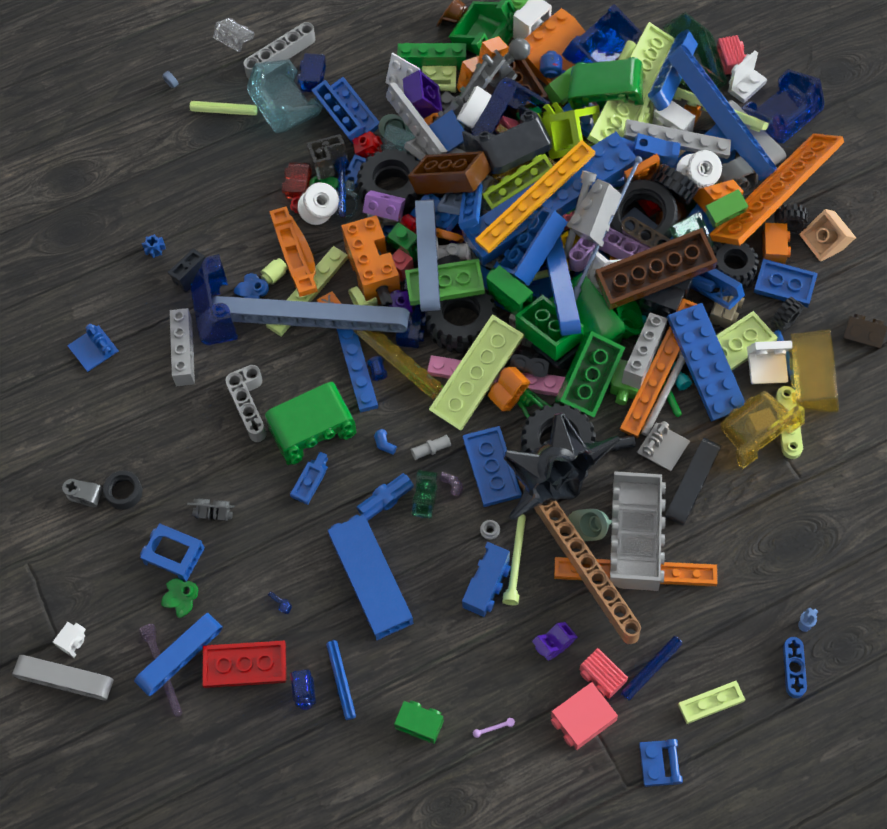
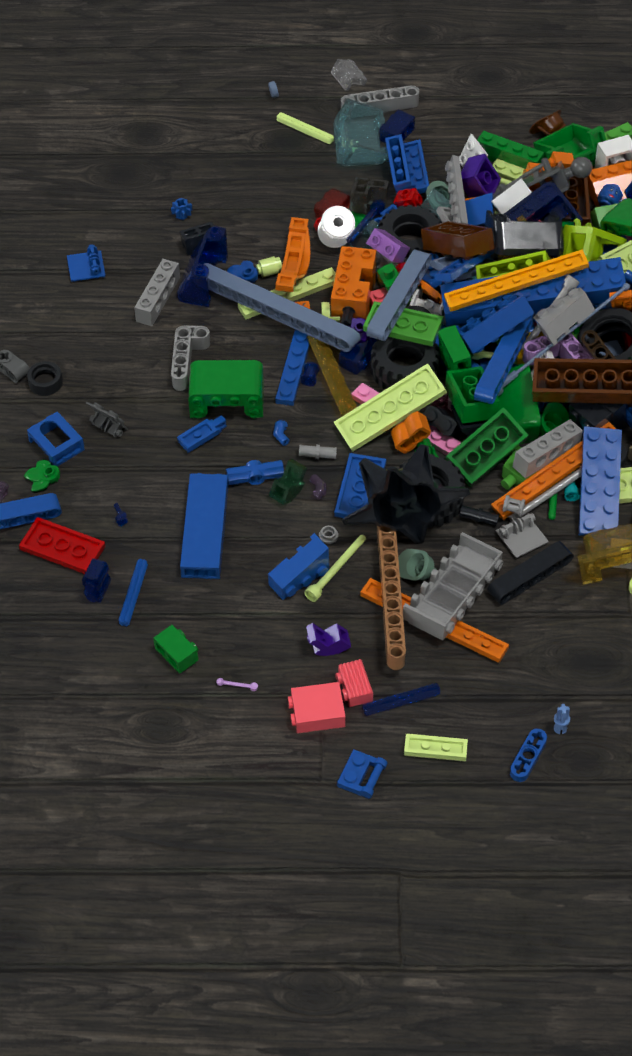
camera: 25 degrees right, 10 degrees down
(639, 419) = (514, 505): none -> light grey bush

